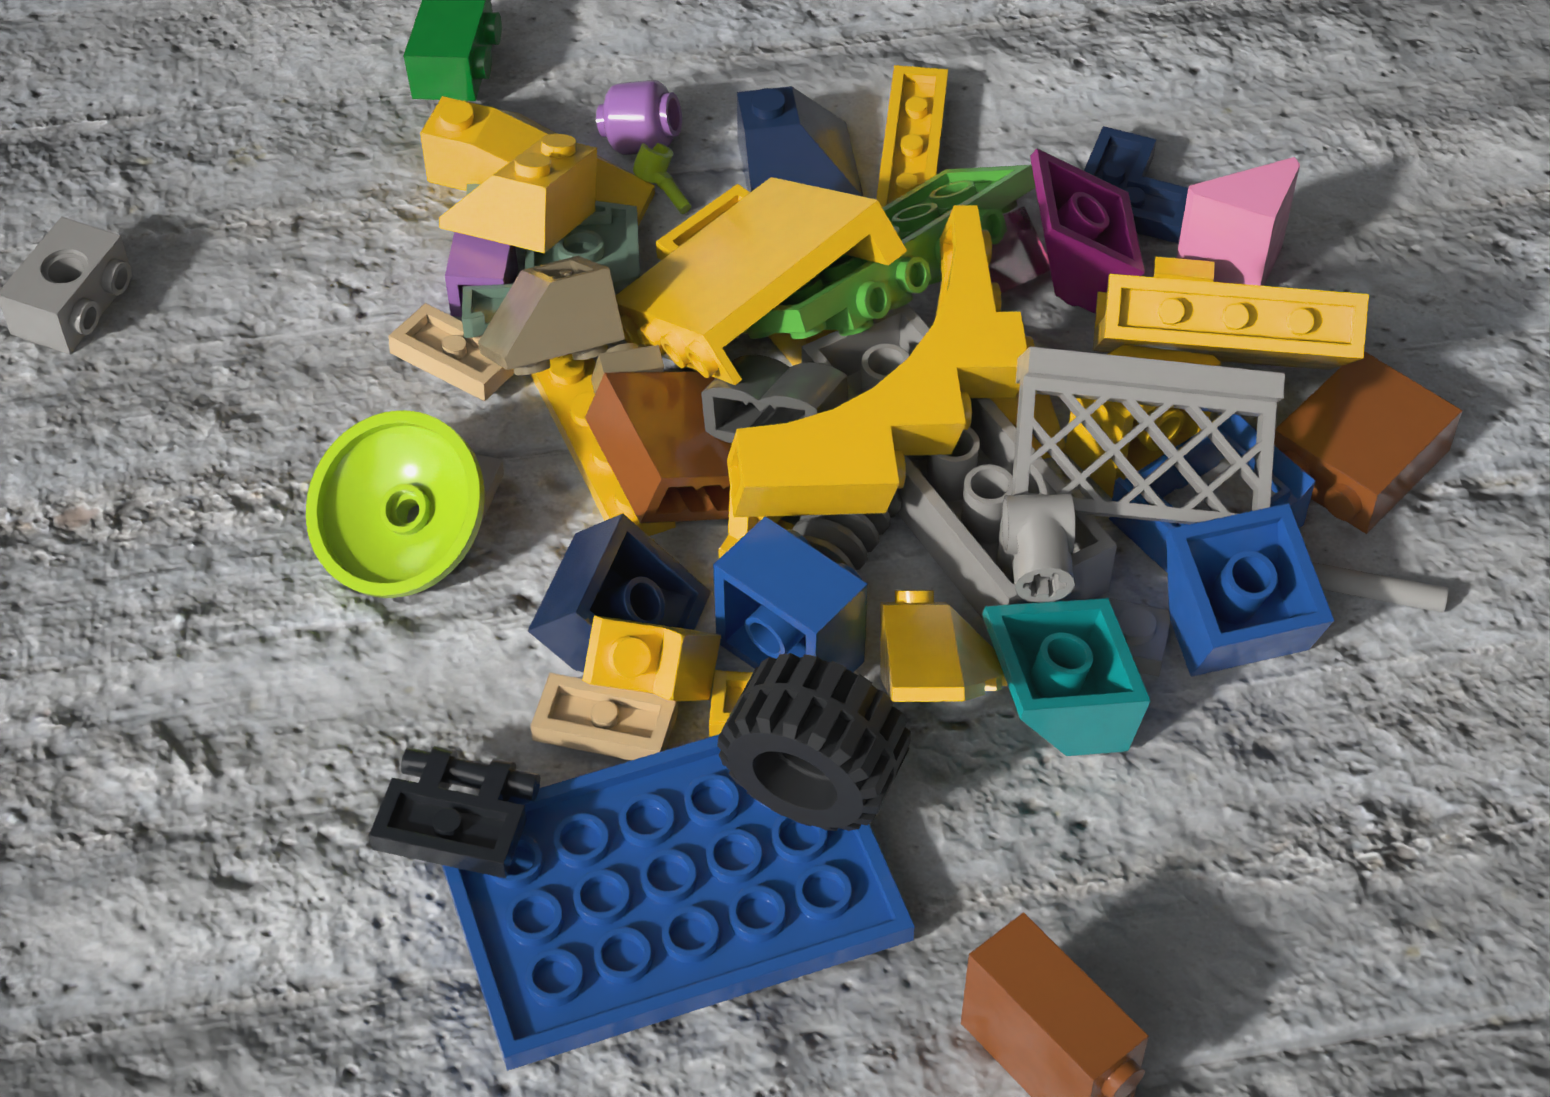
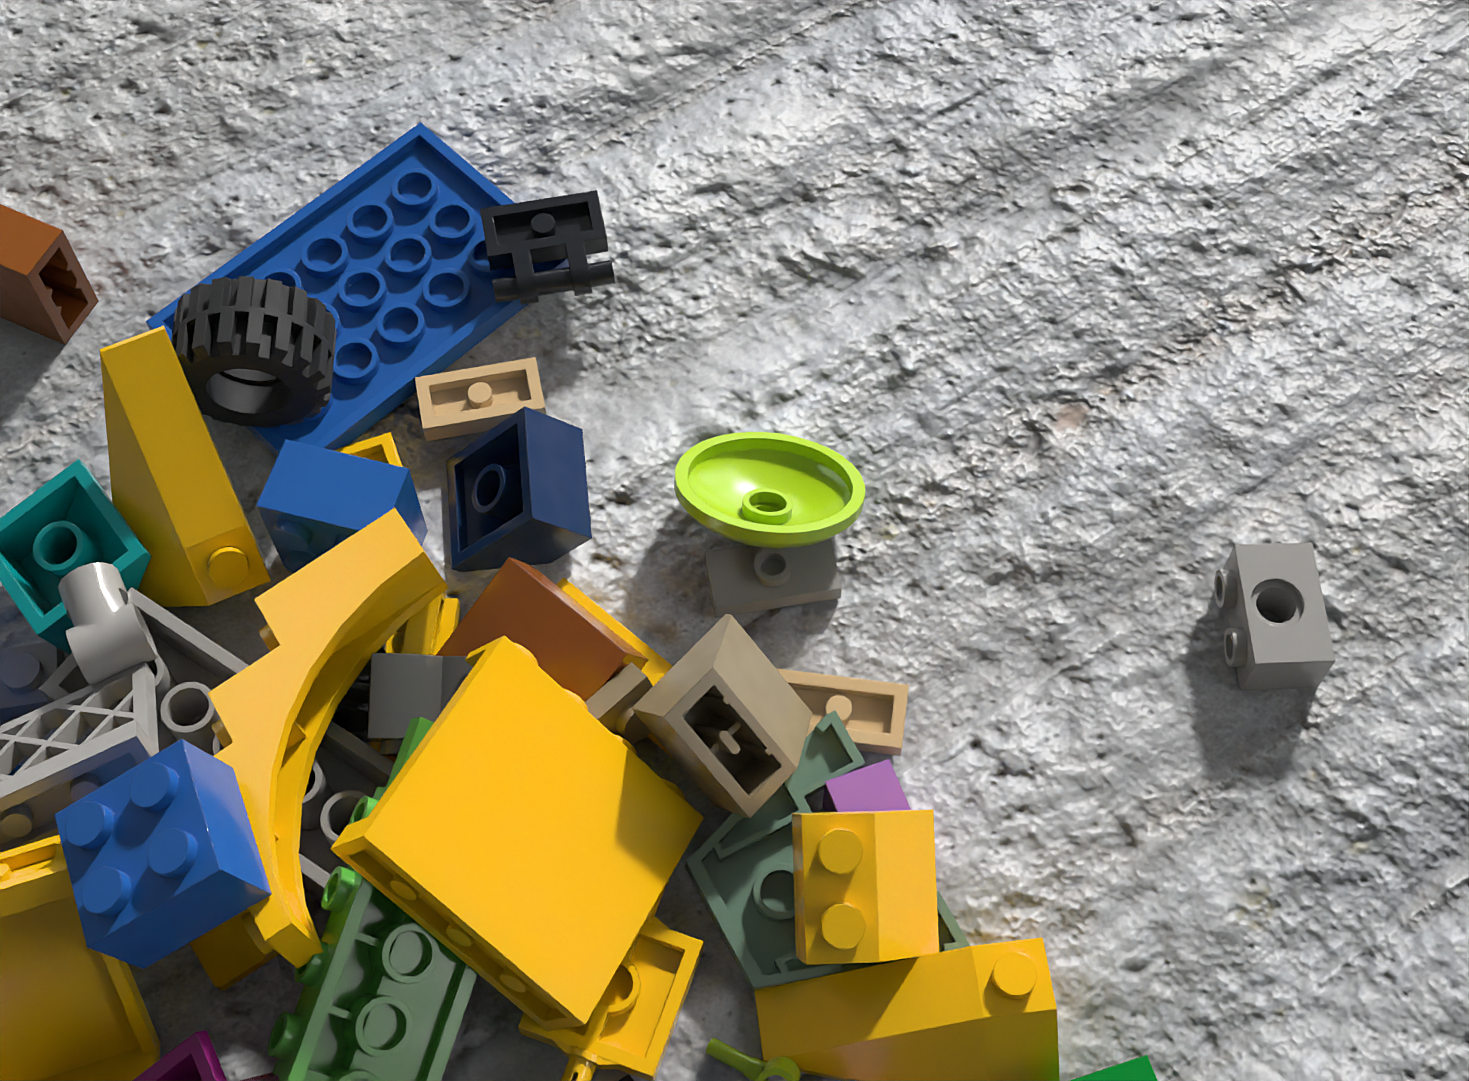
camera: 155 degrees right, 10 degrees up
(651, 659) = (440, 444): yellow slope -> none
(1035, 272) = (161, 855): none -> blue brick

